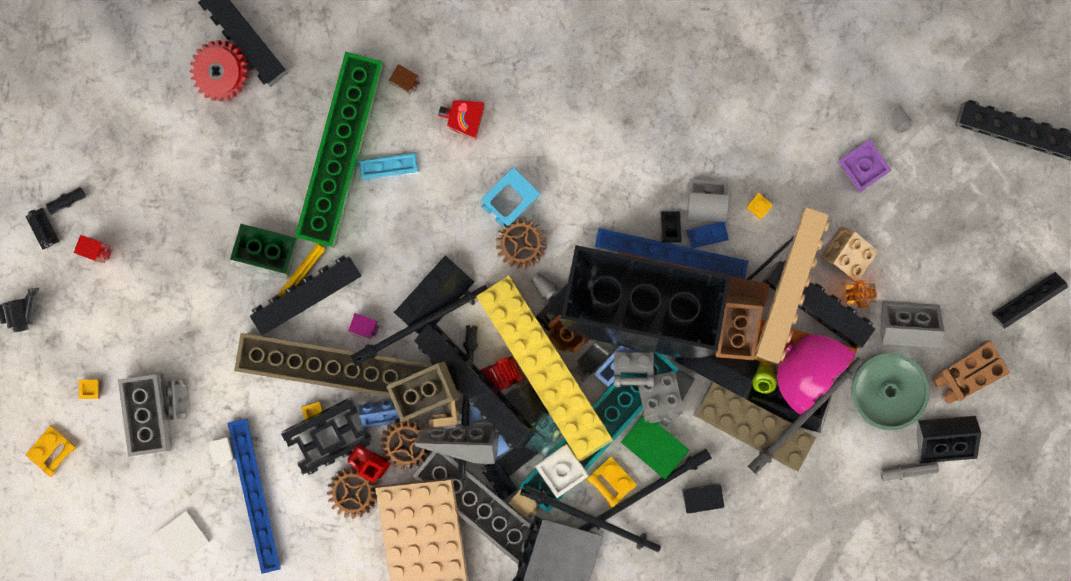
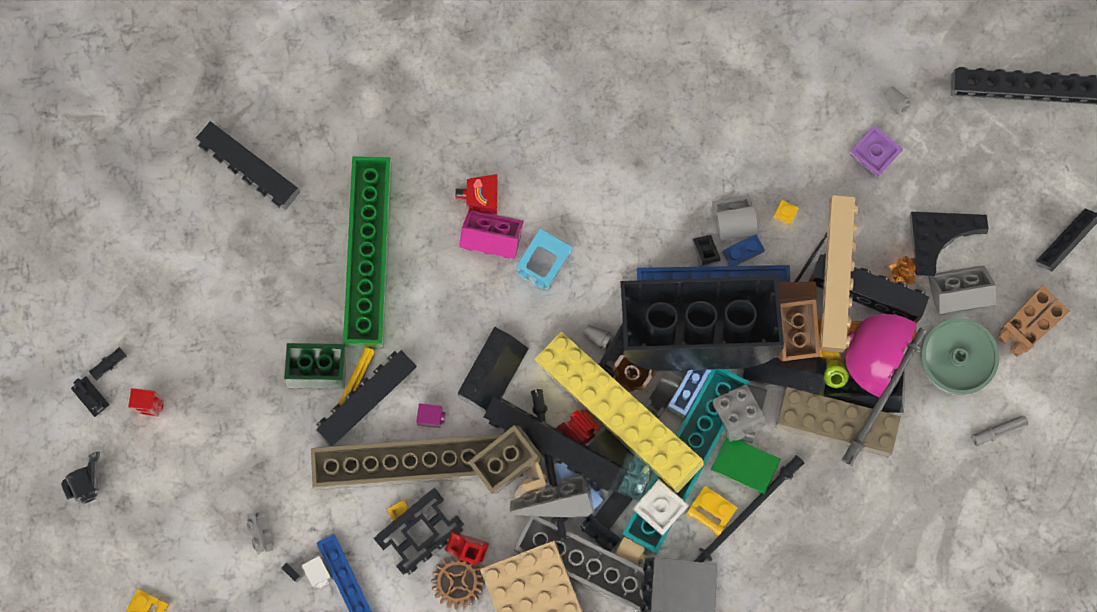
camera: 15 degrees left, 10 degrees down
(89, 389) = (169, 542): yellow plate -> none
(144, 415) = (231, 553): light grey brick -> none
(197, 445) = (291, 572): none -> black tile
(207, 73) = (223, 212): gear -> none
(370, 351) = (443, 434): black bar -> none
(378, 413) = (466, 497): medium blue bracket -> none
(388, 166) = (418, 258): medium azure tile -> none
(390, 451) = (491, 526): medium nougat gear -> none
(404, 79) = (414, 172): reddish brown brick -> none
(465, 159) = (491, 234): none -> dark pink slope
(528, 227) = (568, 283): medium nougat gear -> none
(540, 497) = (646, 537): black bar -> none
(633, 364) = (706, 385): light grey plate -> none
(703, 498) = (806, 504): black panel -> none
(849, 253) = (884, 235): tan bracket -> none
(901, 261) = (936, 231): none -> black plate
(948, 439) = (1029, 390): black slope -> none

